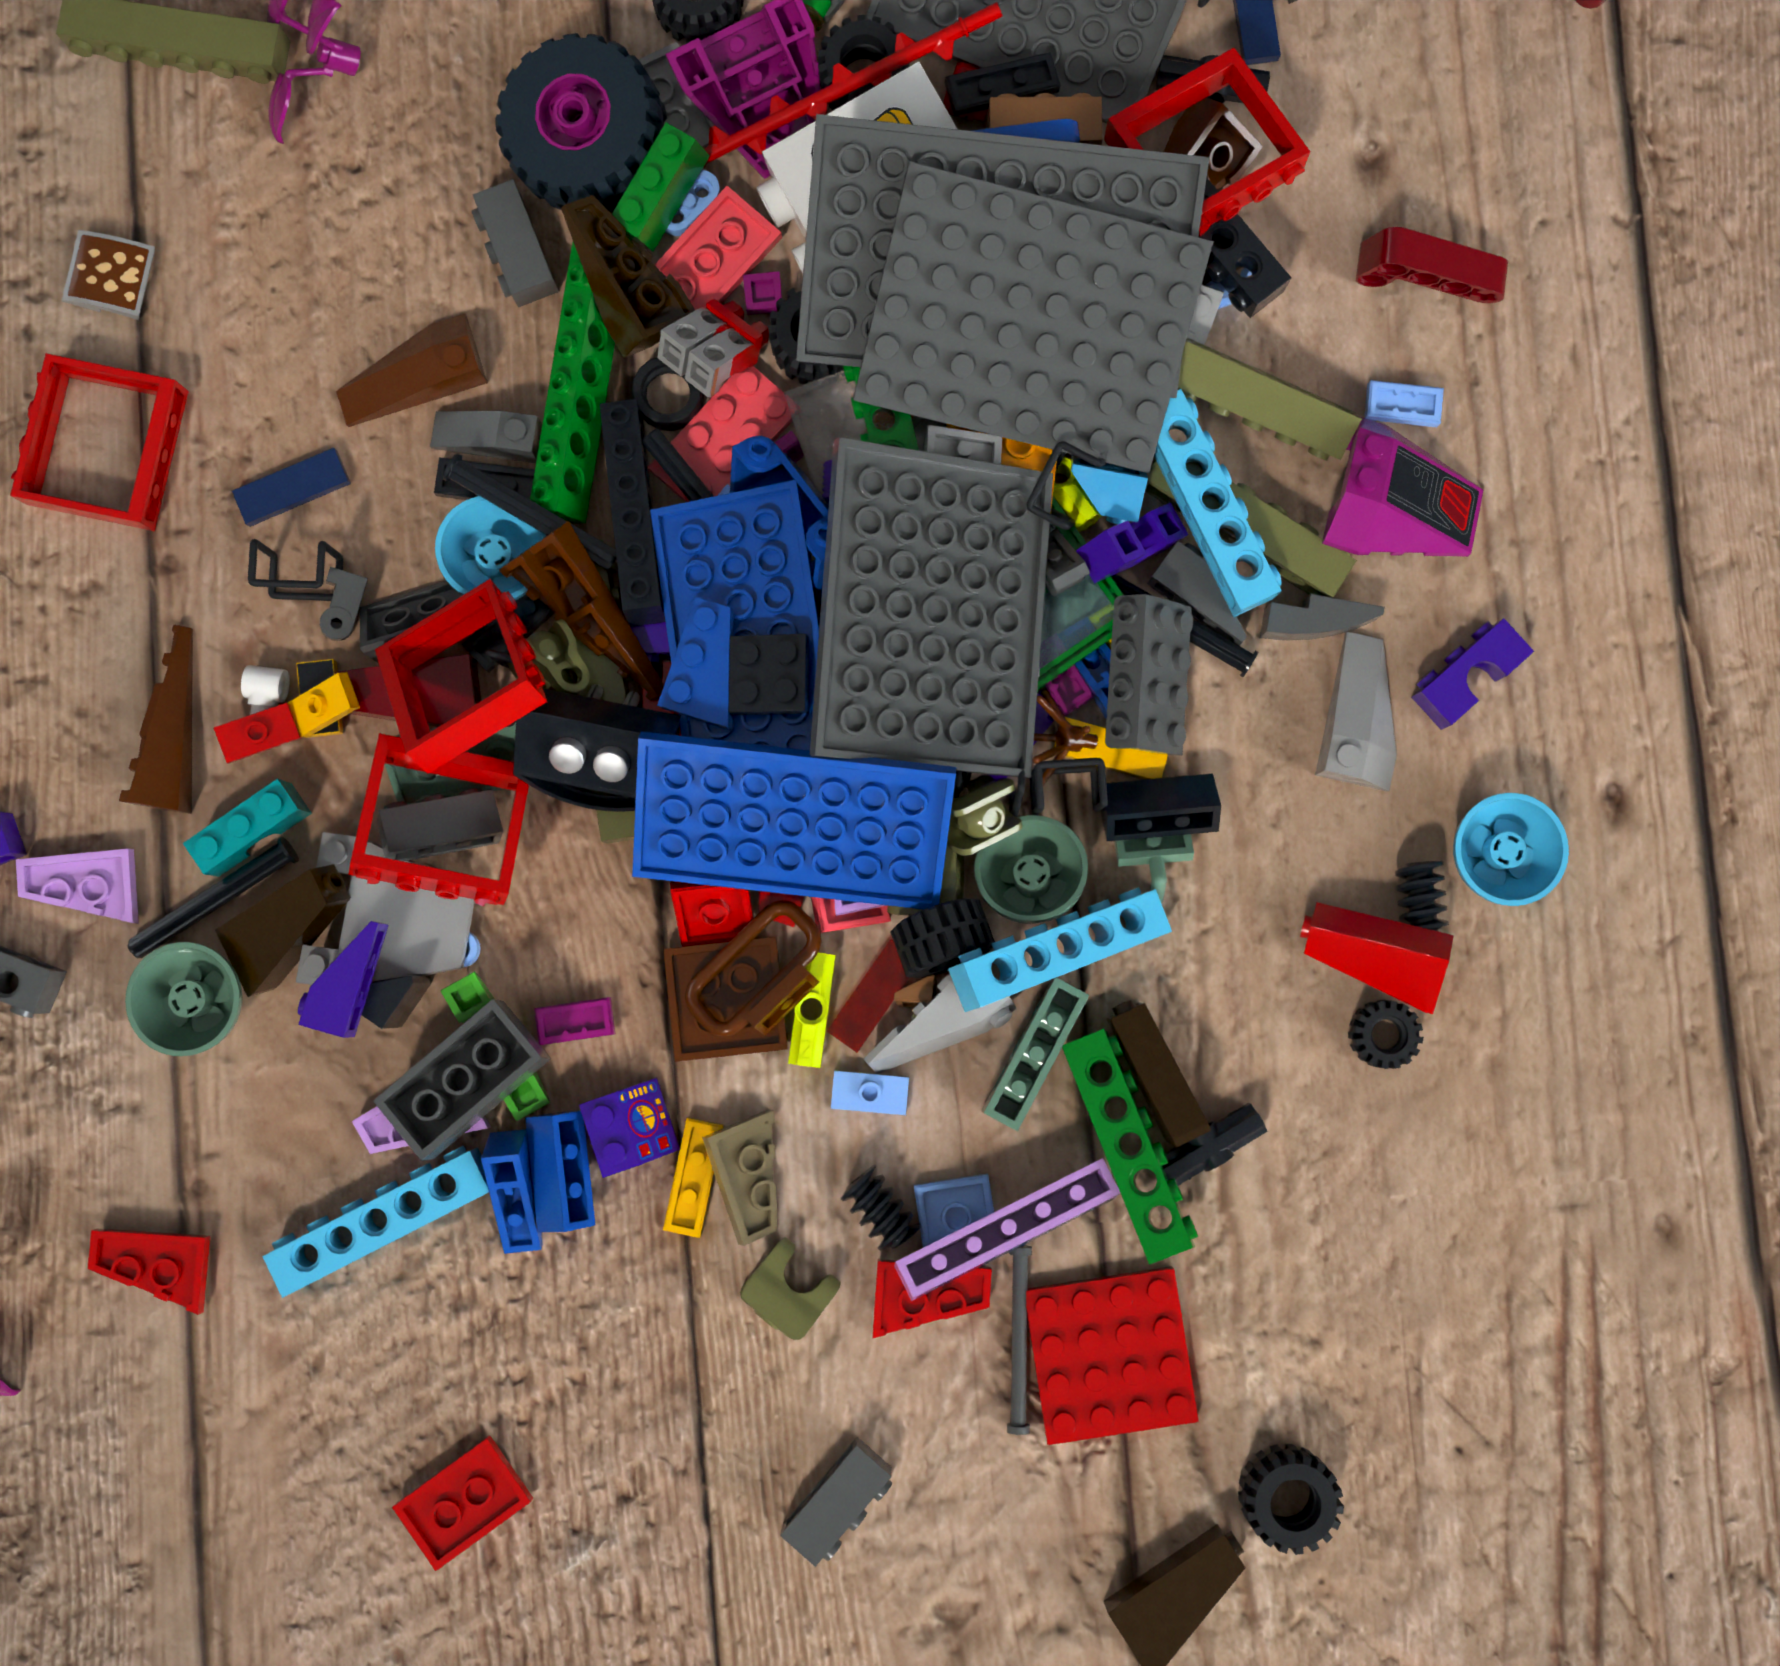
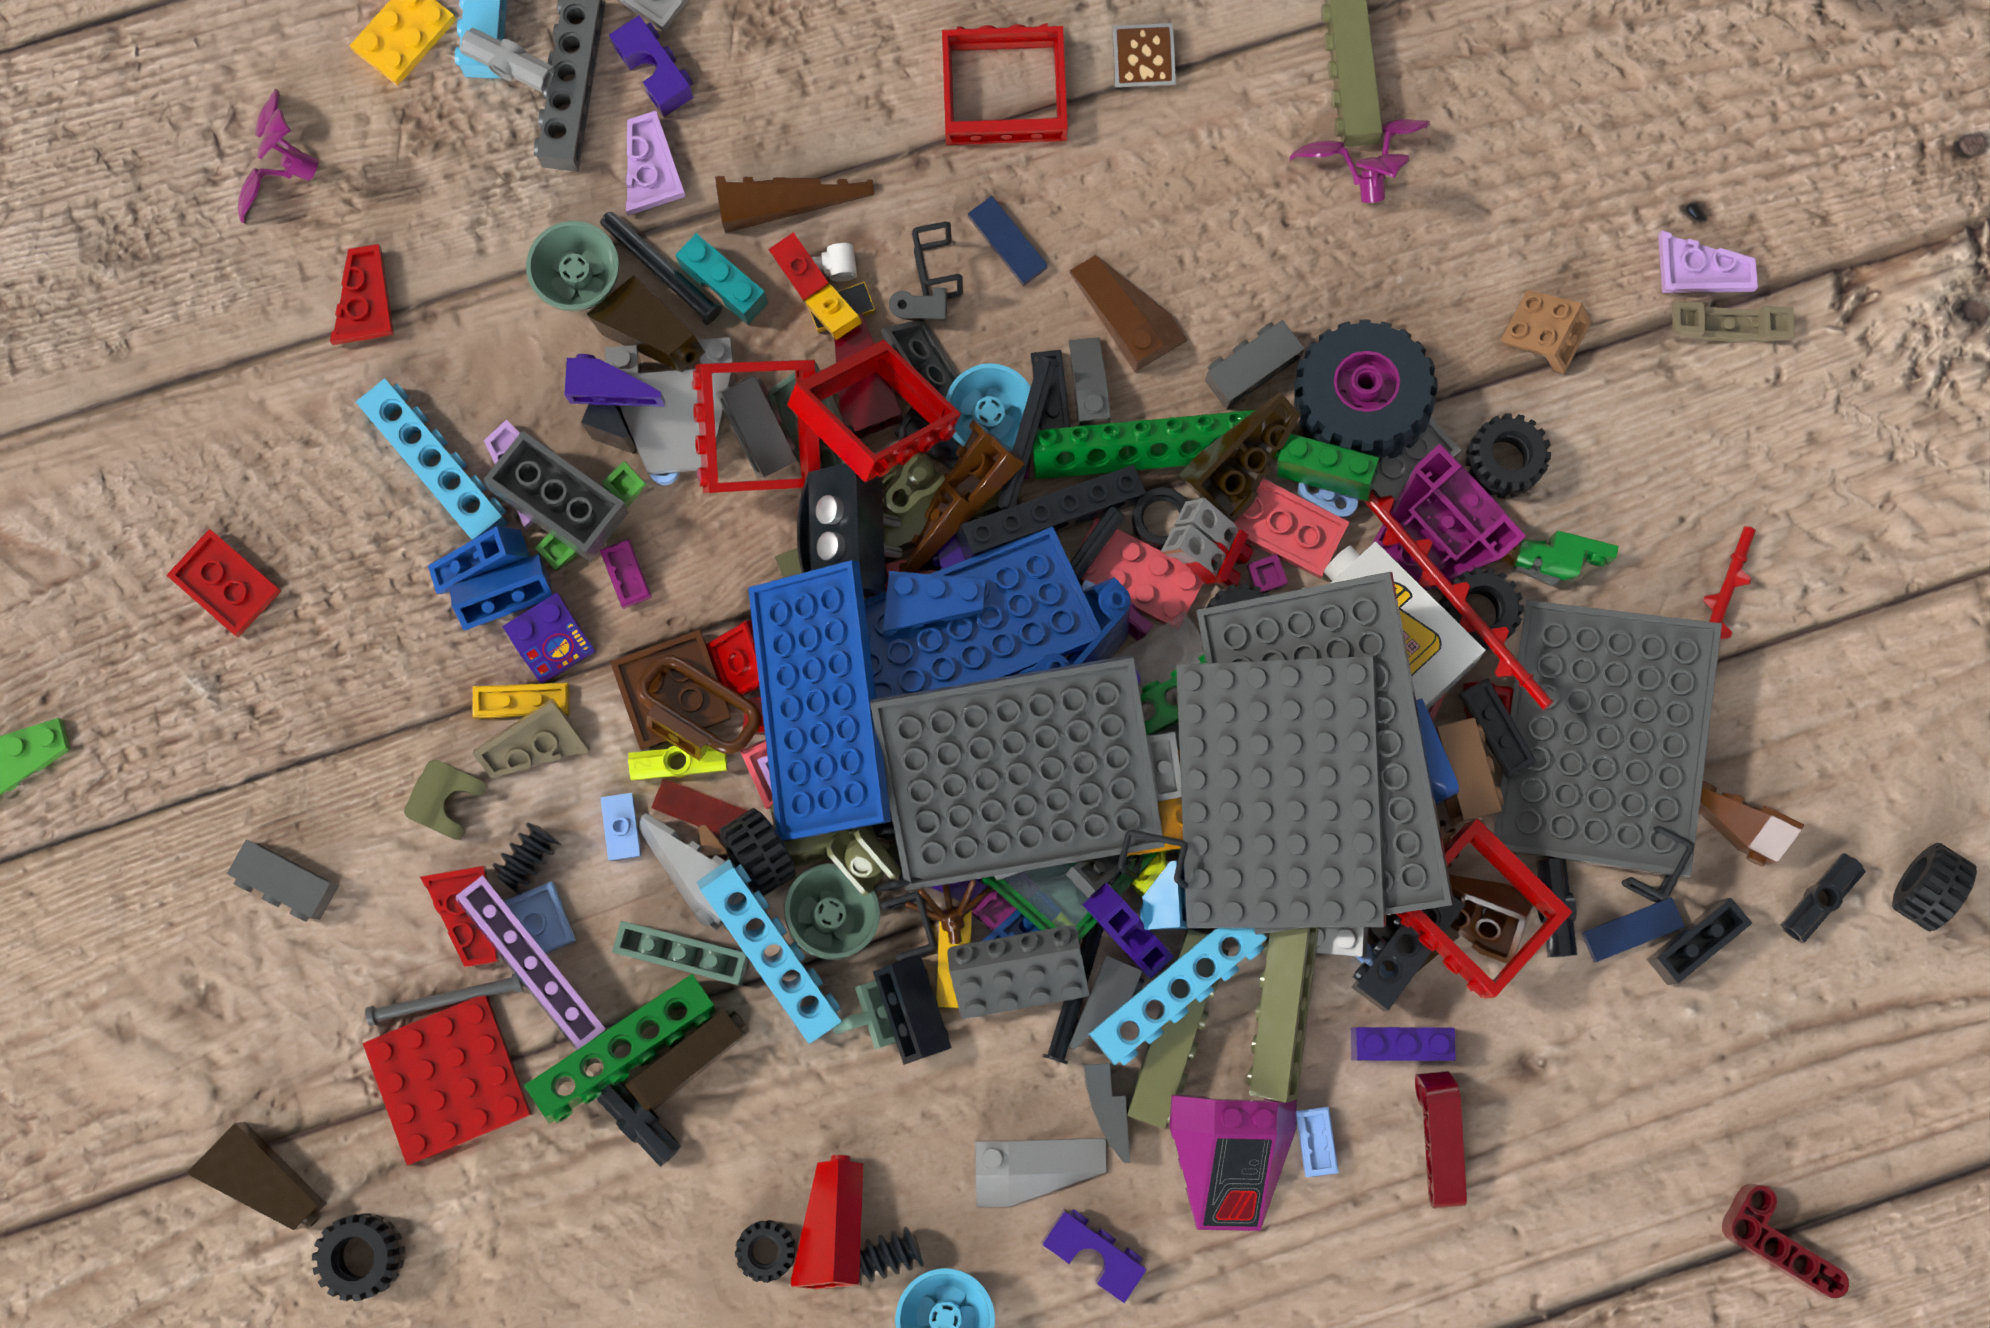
camera: 75 degrees right, 5 degrees down
(769, 674) = (934, 653): black plate -> none
(1323, 283) = (1403, 1043): none -> dark purple arch

